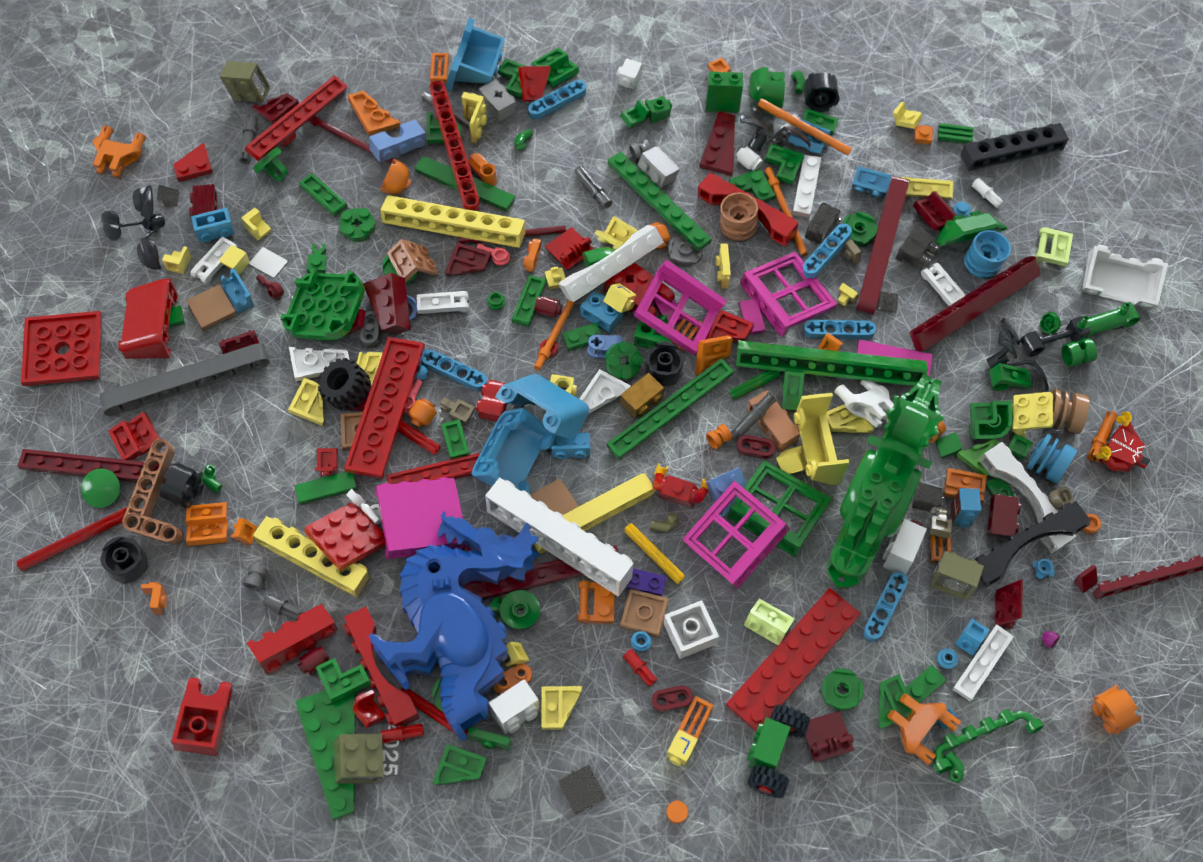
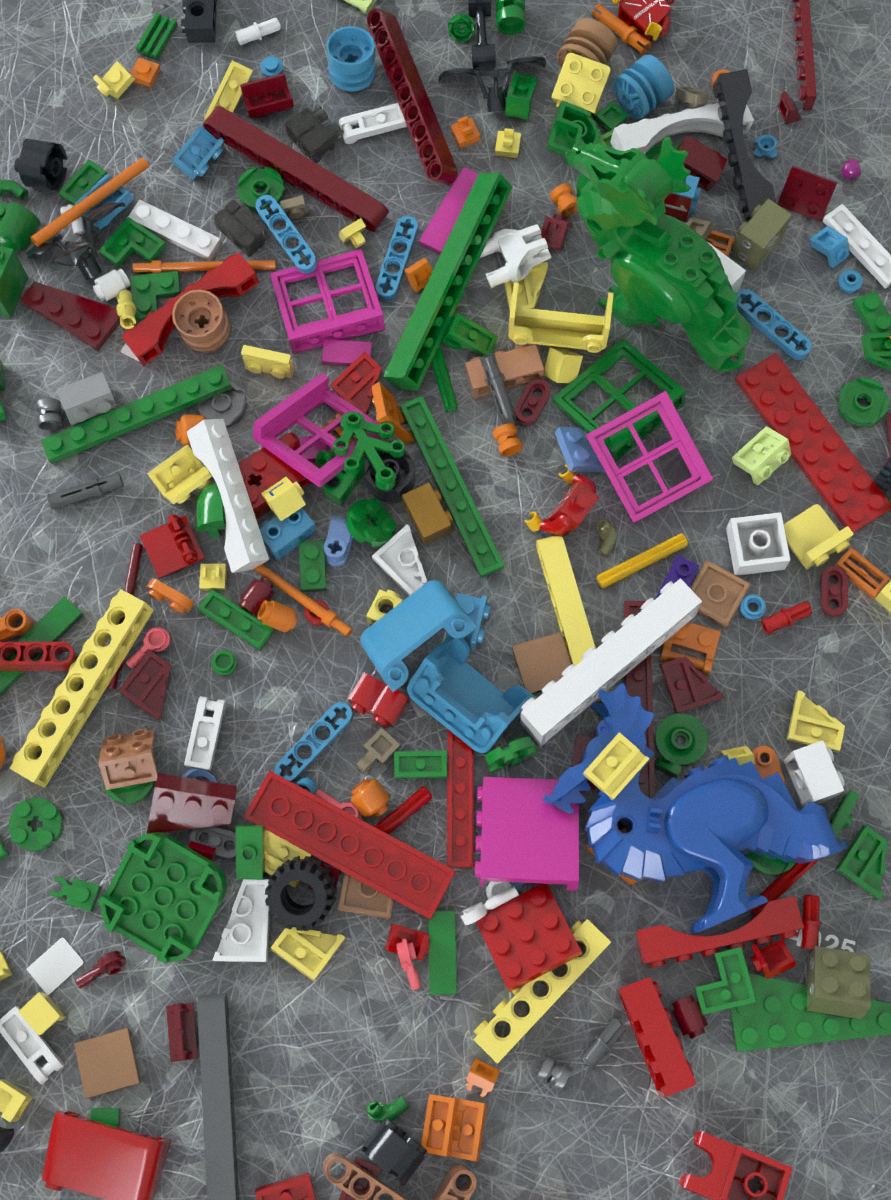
camera: 70 degrees left, 10 degrees up
(237, 292) = (95, 1020): dark azure hinge -> none
(315, 459) = (406, 954): none -> coral plate
(366, 347) = (250, 852): none -> green plate
(473, 546) = (615, 766): none -> light yellow plate
(475, 490) = (511, 754): none -> green plate
(536, 321) = (277, 616): none -> orange brick
(563, 605) = (687, 685): none -> dark red wing
(675, 338) = (355, 424): none -> green plant
(712, 674) = (815, 536): none -> light yellow bracket
(731, 170) = (126, 309): none -> light yellow pin
(888, 302) = (376, 189): clear smoke plate -> none
(963, 349) = (465, 132): none -> orange tile
(966, 380) = (508, 143): none -> light yellow tile
(967, 227) = (307, 67): green wedge -> none

